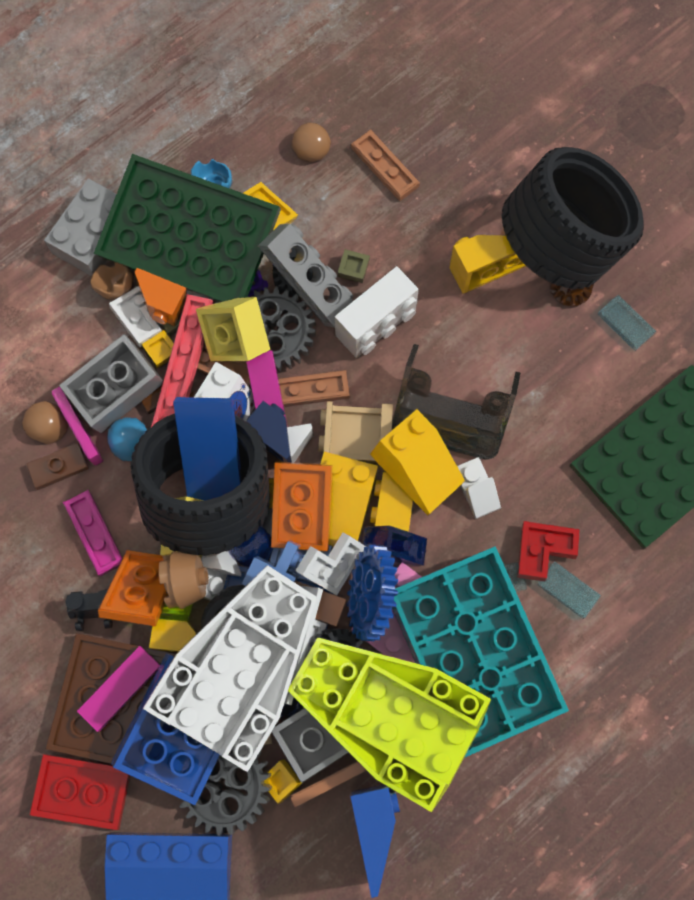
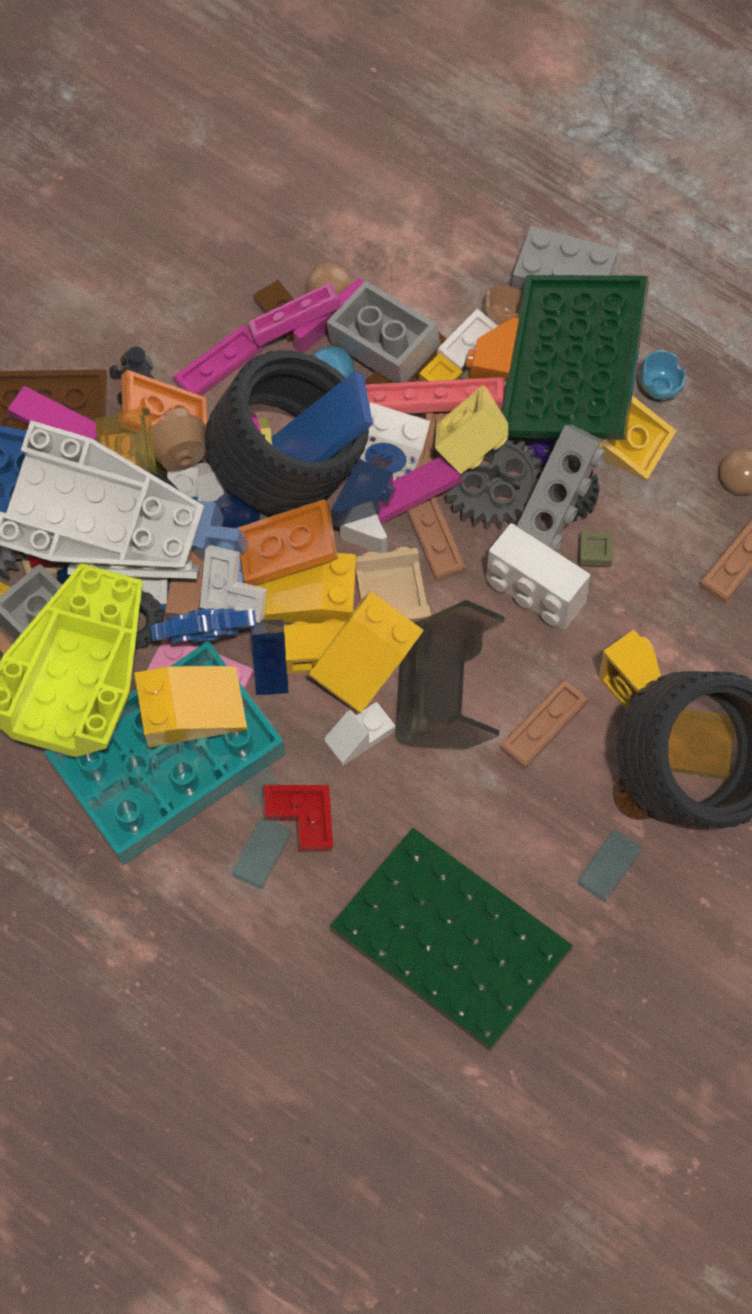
camera: 75 degrees right, 10 degrees down
(71, 454) = (294, 314): none -> dark pink tile
(174, 623) = (129, 436): none -> clear yellow tile
(451, 618) = (189, 703): none -> yellow slope
(496, 342) = (544, 724): none -> nougat tile

